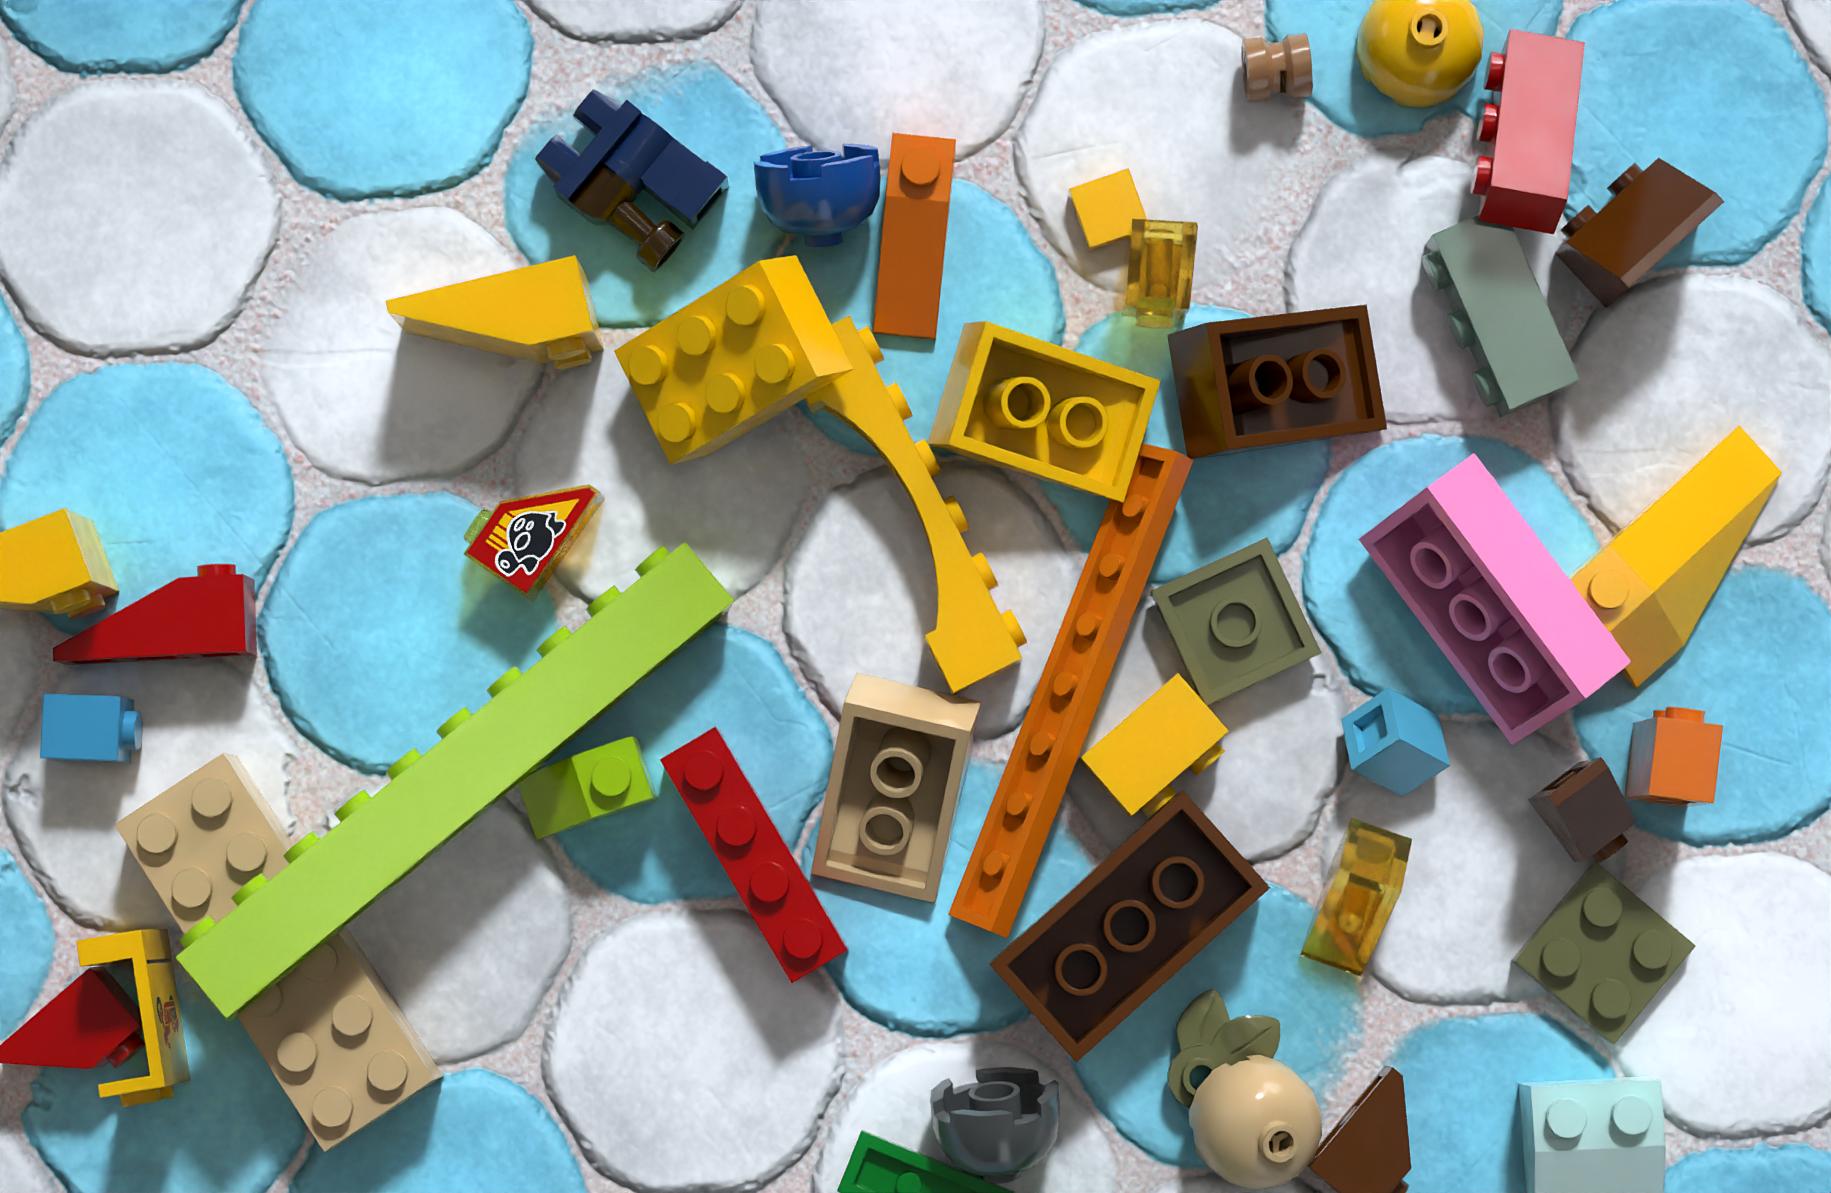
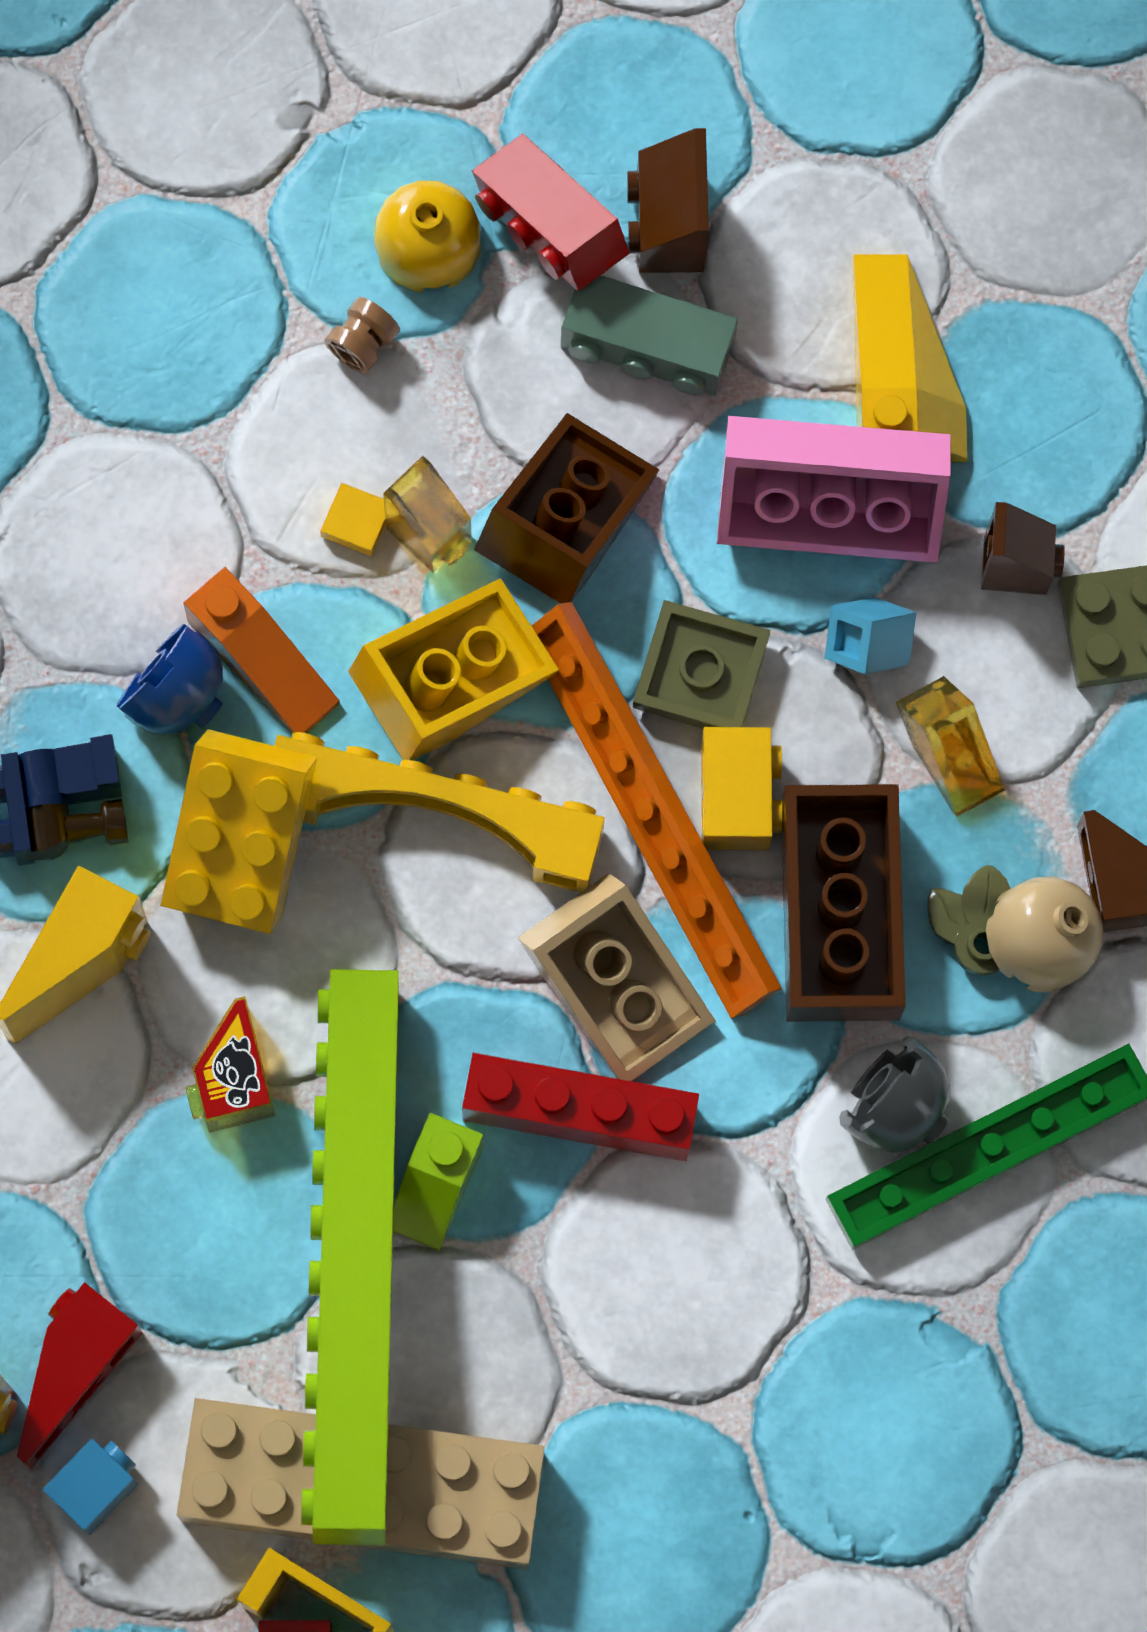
camera: 55 degrees left, 10 degrees down
(1674, 758) = (1036, 466): orange brick -> none

